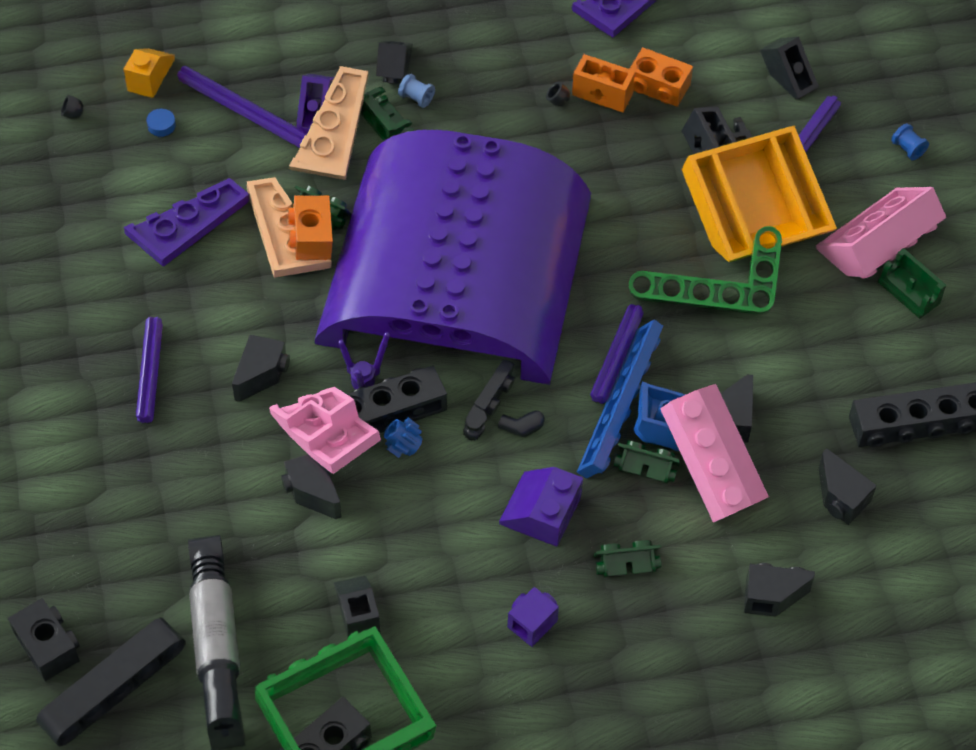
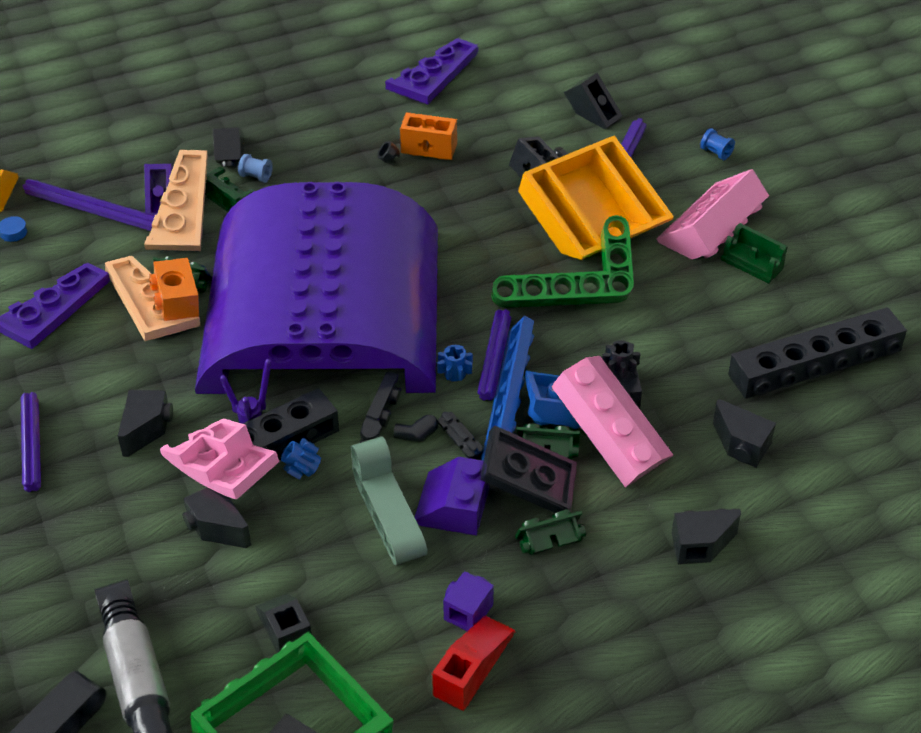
camera: 10 degrees left, 10 degrees down
(476, 499) = (386, 501): none -> sand green beam
(522, 676) = (469, 662): none -> red slope
(563, 438) = (460, 435): none -> black axle
(574, 357) = (455, 363): none -> blue gear
(620, 492) = (528, 470): none -> black tile
(661, 76) = (480, 125): orange brick -> none
(737, 389) = (621, 358): none -> black gear

